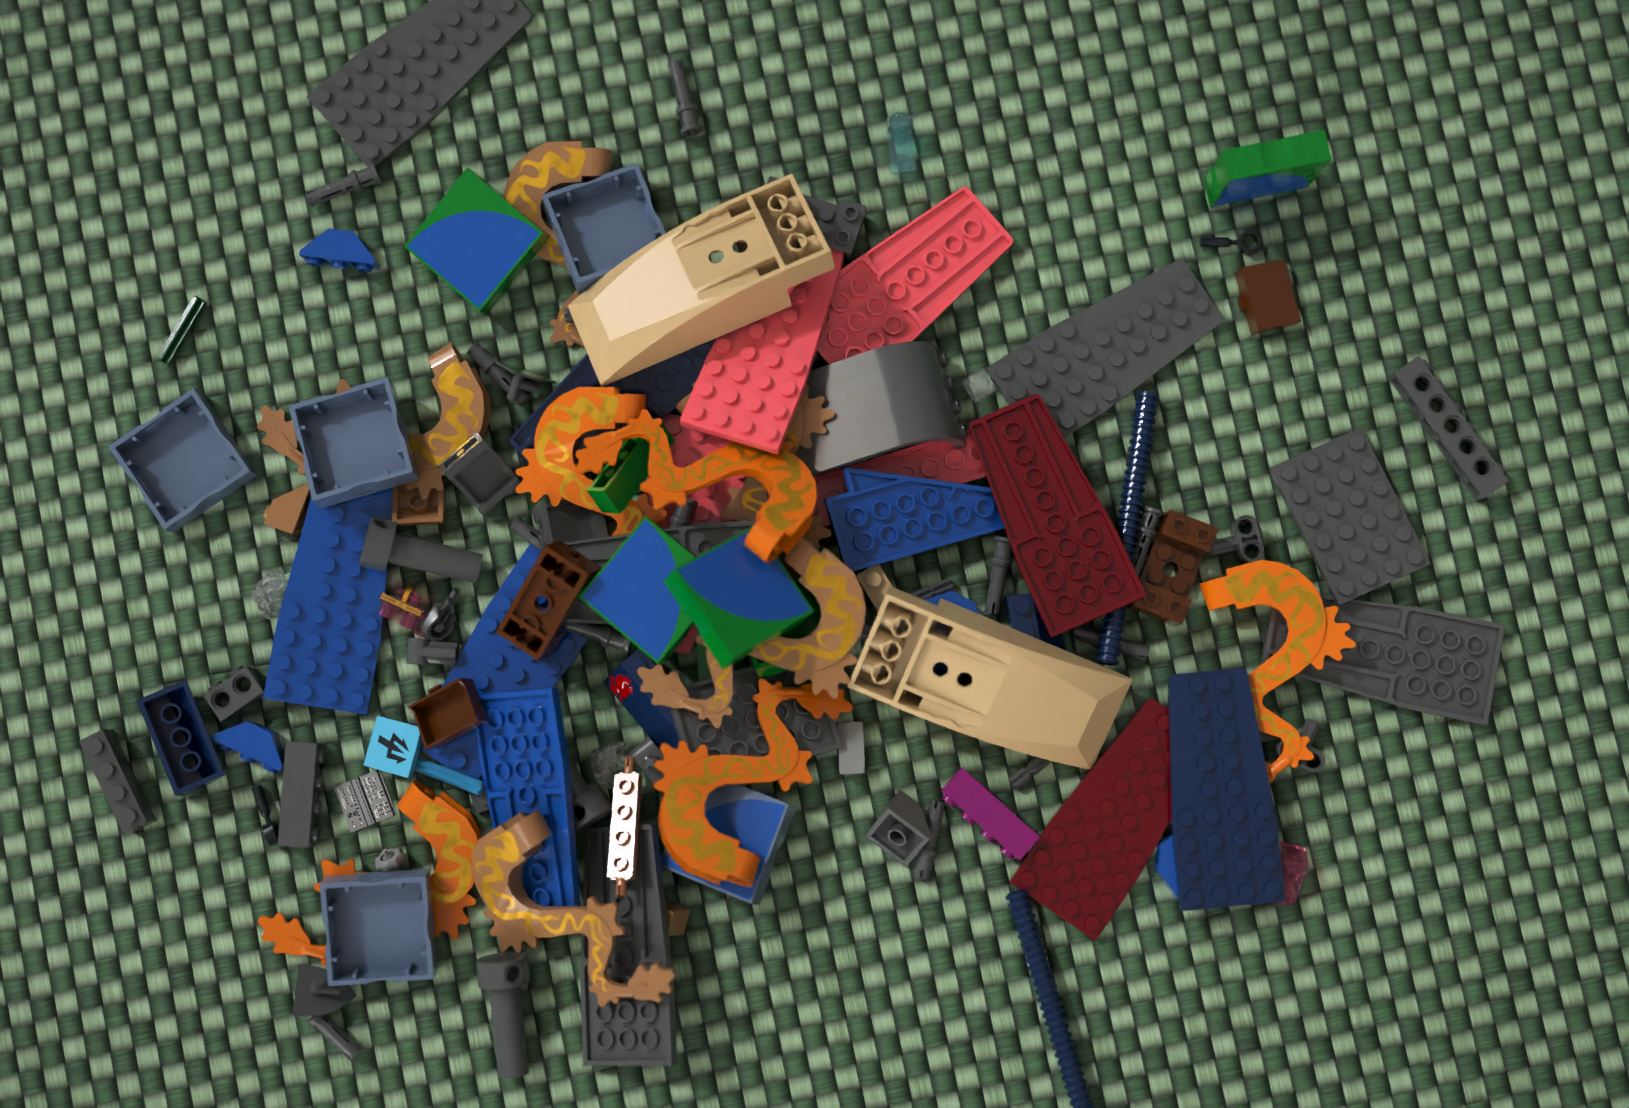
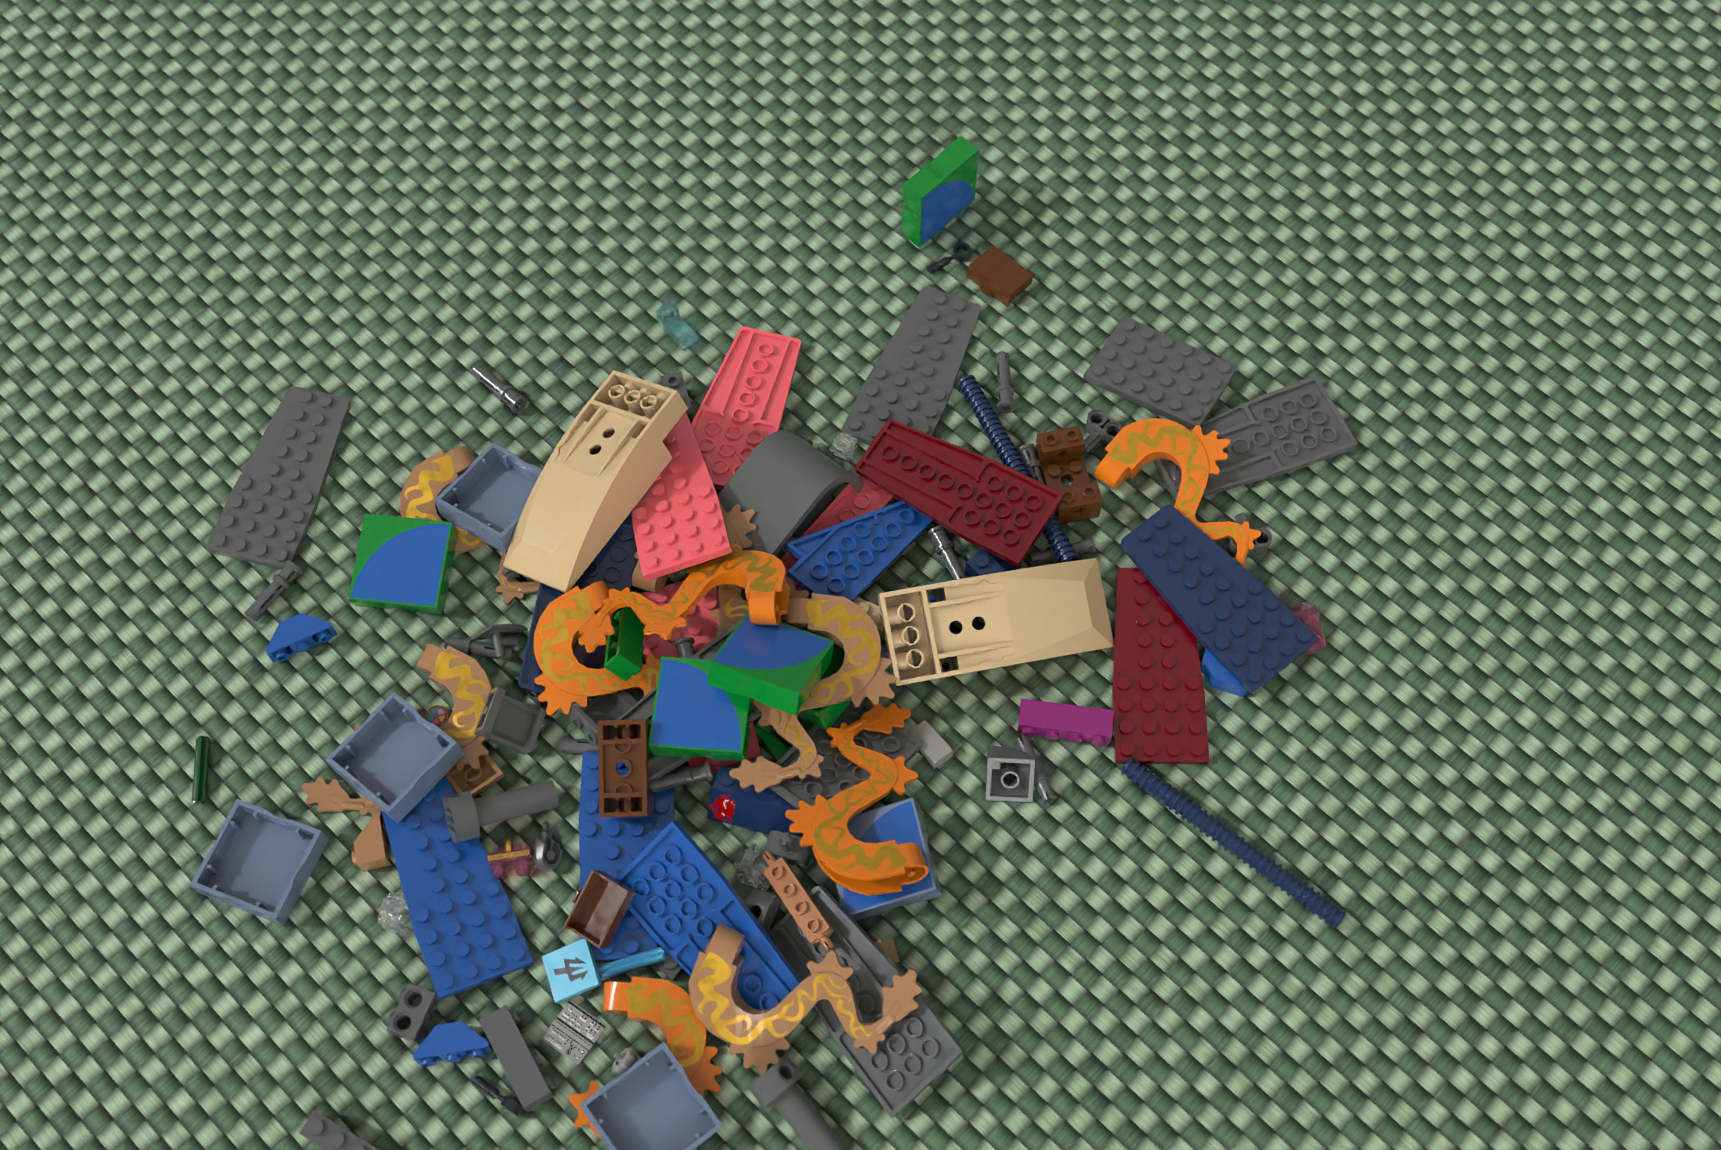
camera: 35 degrees left, 20 degrees down
(181, 738) = (388, 1075): dark blue slope -> none
(420, 418) = (437, 715): none -> clear orange tile
(426, 651) = (550, 882): dark grey piece -> none
(1024, 774) = (1070, 675): dark grey piece -> none
(1179, 431) = (1004, 390): none -> dark grey pin
(1434, 424) = (1147, 270): dark grey brick -> none

